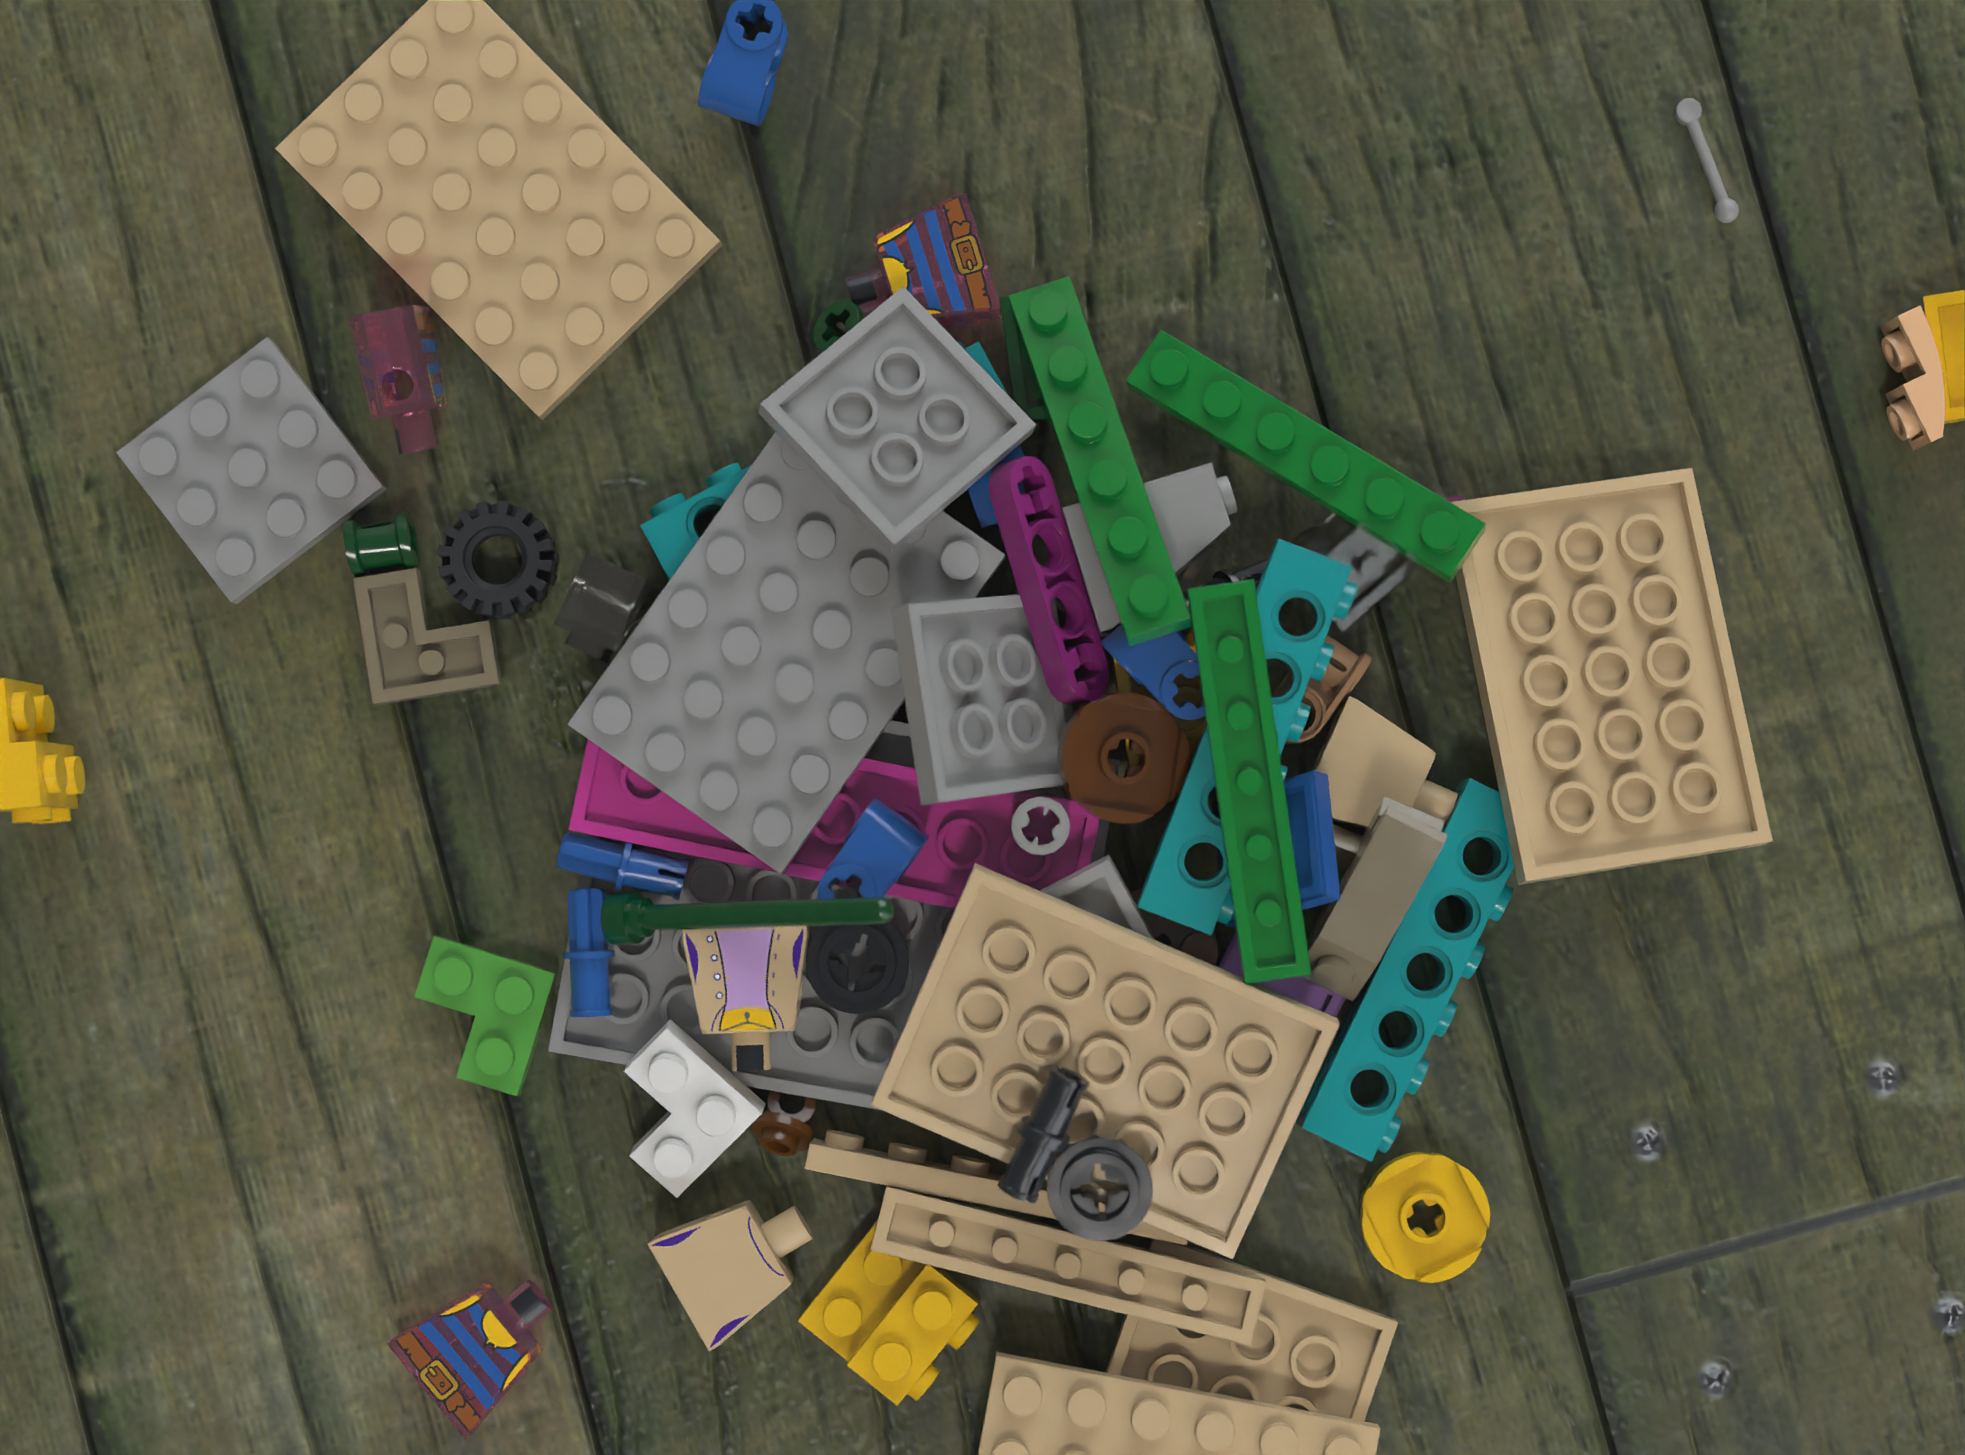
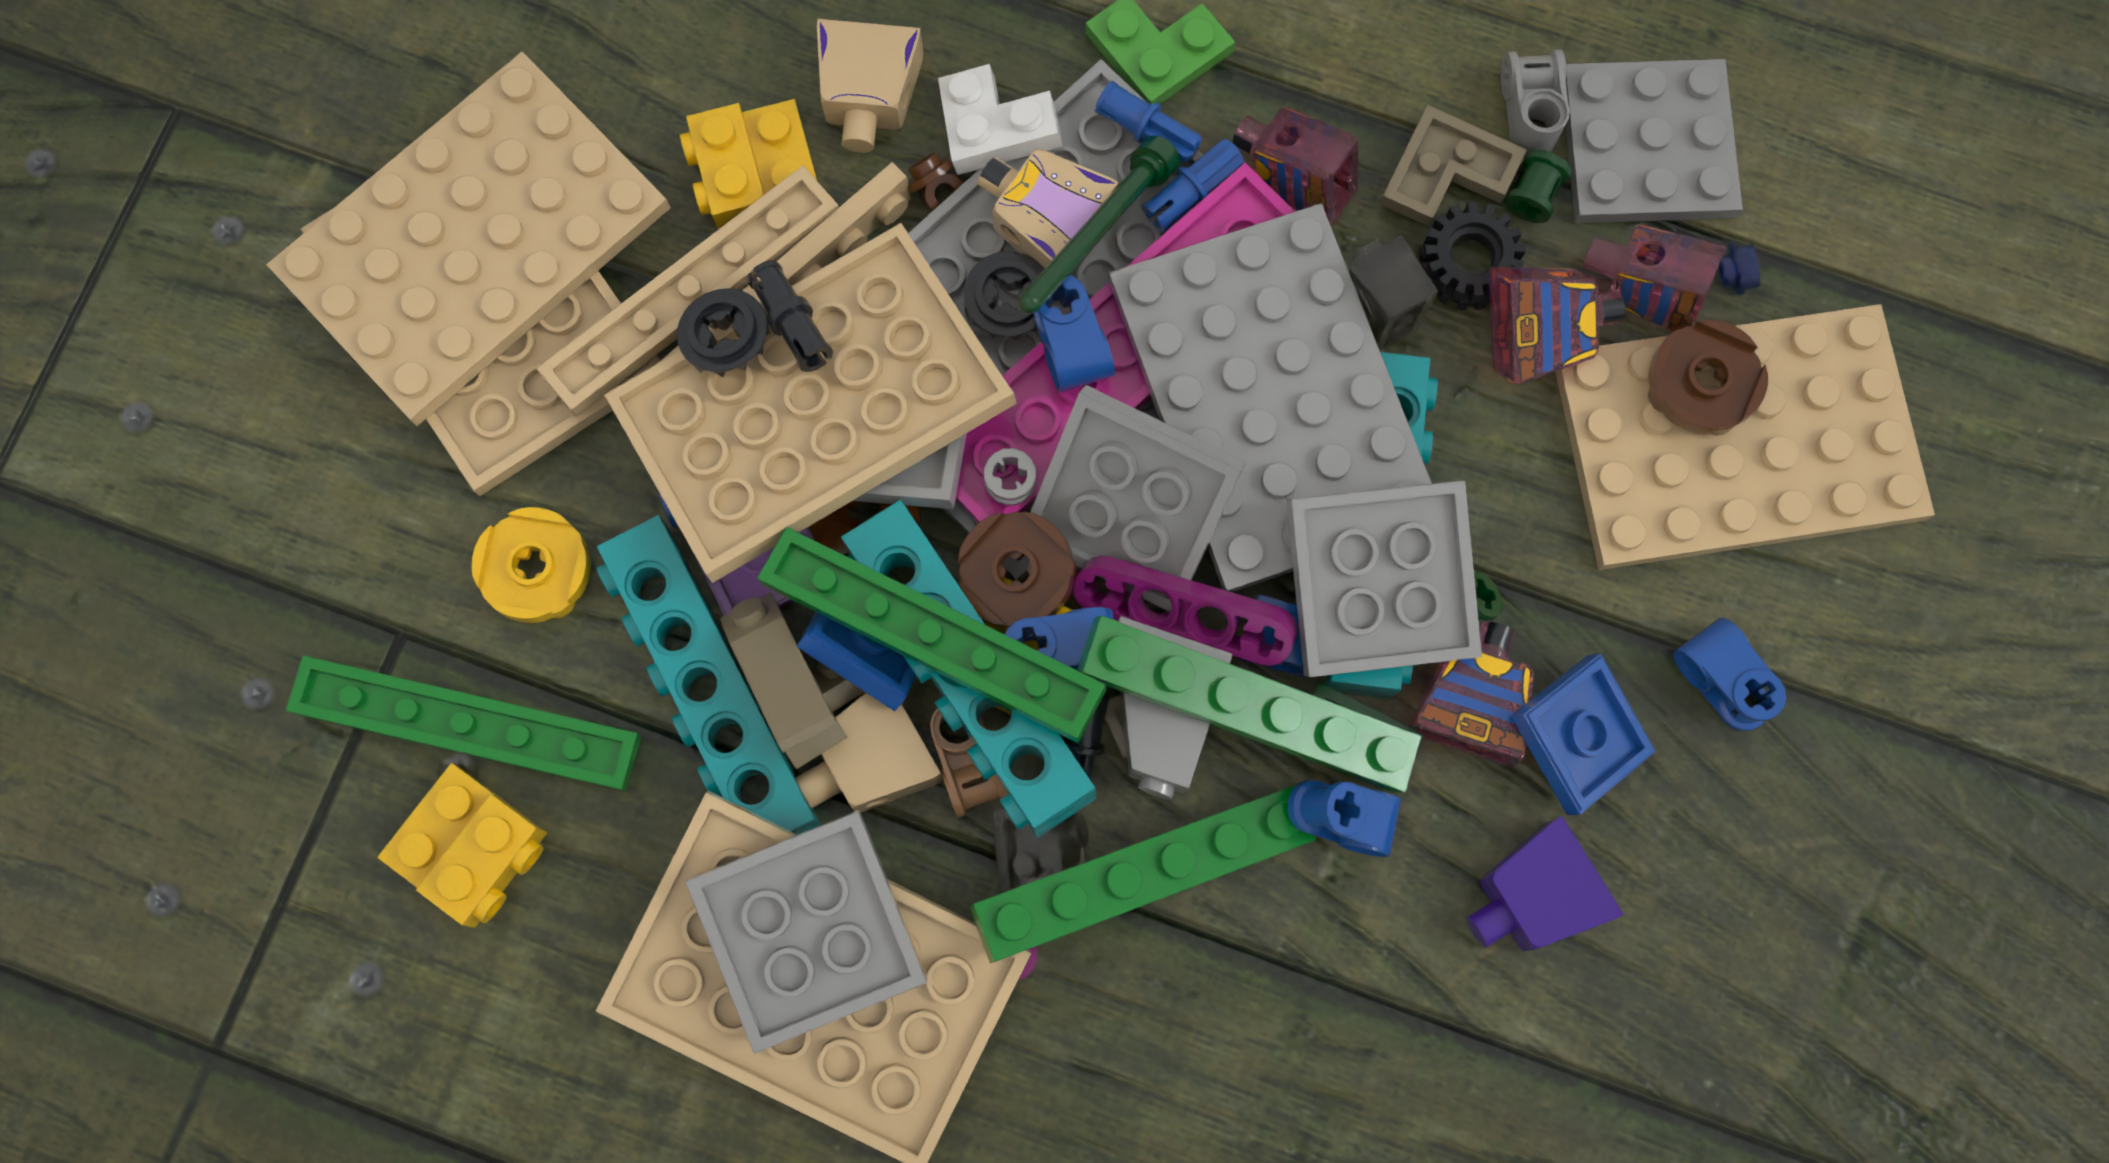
camera: 120 degrees right, 10 degrees down
(278, 614) = (1536, 91): none -> light grey piece
(331, 302) = (1740, 268): none -> clear blue plate
(446, 237) = (1736, 365): none -> reddish brown plate
(521, 444) = (1546, 319): none -> torso
(527, 757) = (1303, 160): none -> clear pink torso
(898, 155) = (1583, 734): none -> blue tile
(1066, 100) = (1543, 892): none -> dark purple torso
(1122, 316) = (1346, 814): none -> blue piece
(1577, 704) = (806, 931): none -> light grey plate
(1609, 1165) = (464, 723): none -> green plate
(1713, 1078) = (464, 847): none -> yellow plate

